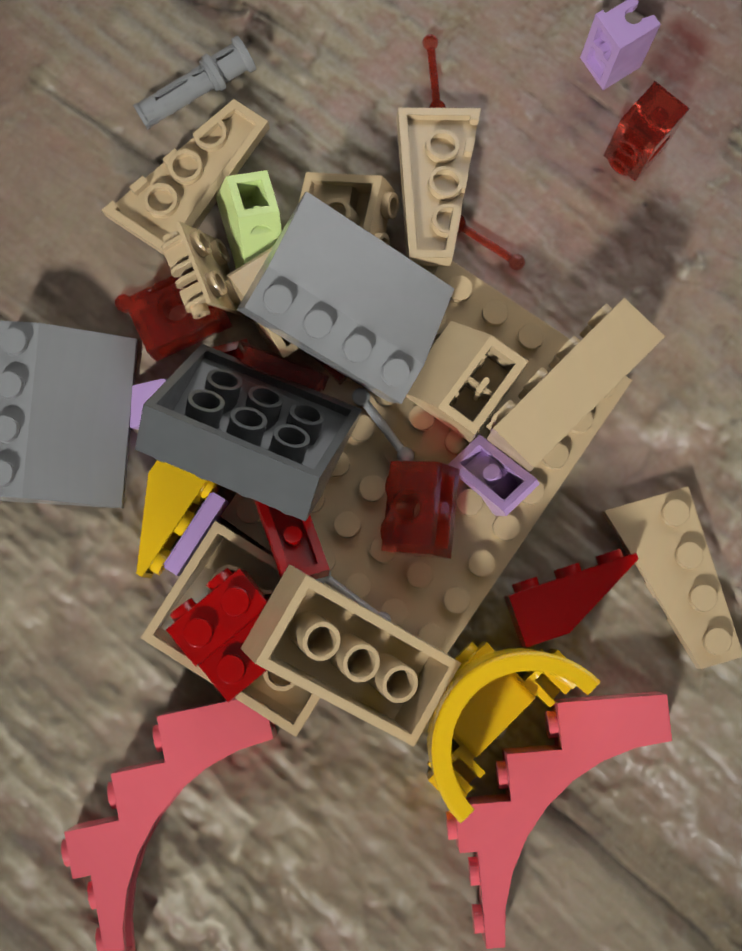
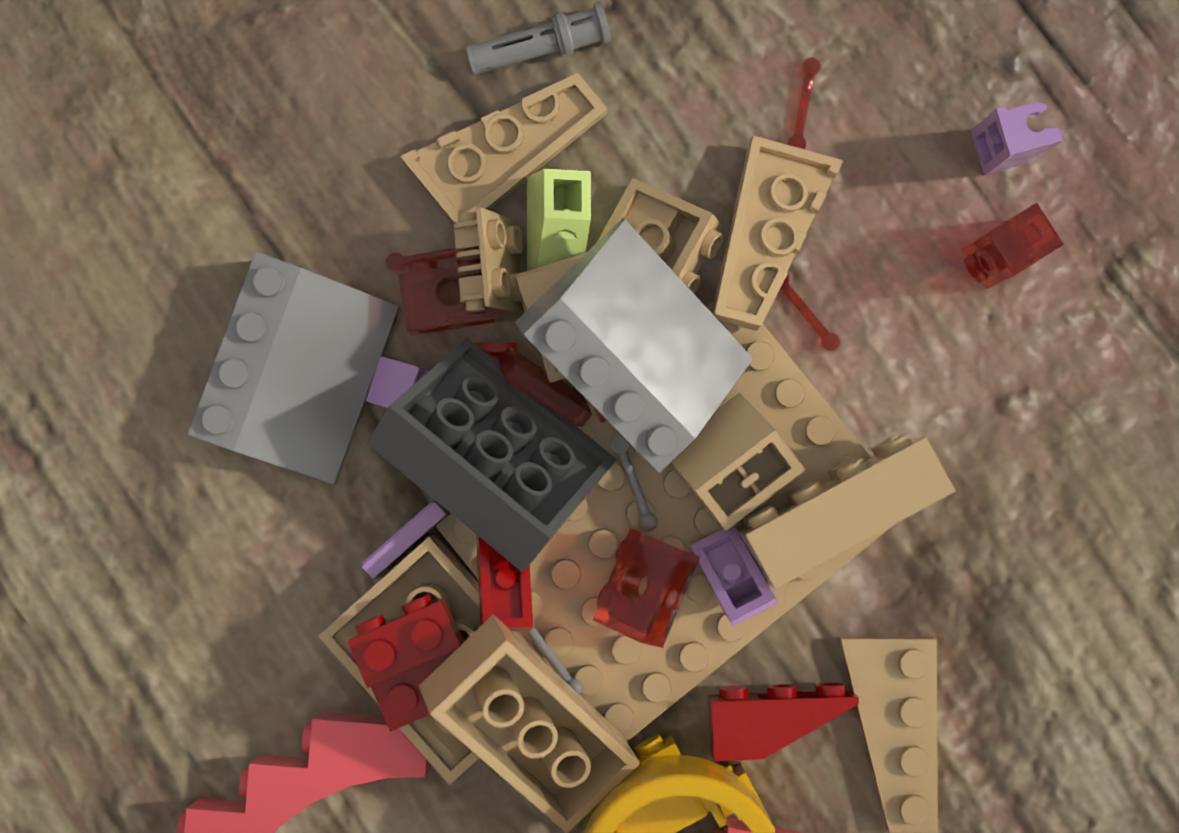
camera: 15 degrees right, 5 degrees up
(168, 510) = (378, 510): yellow slope -> none

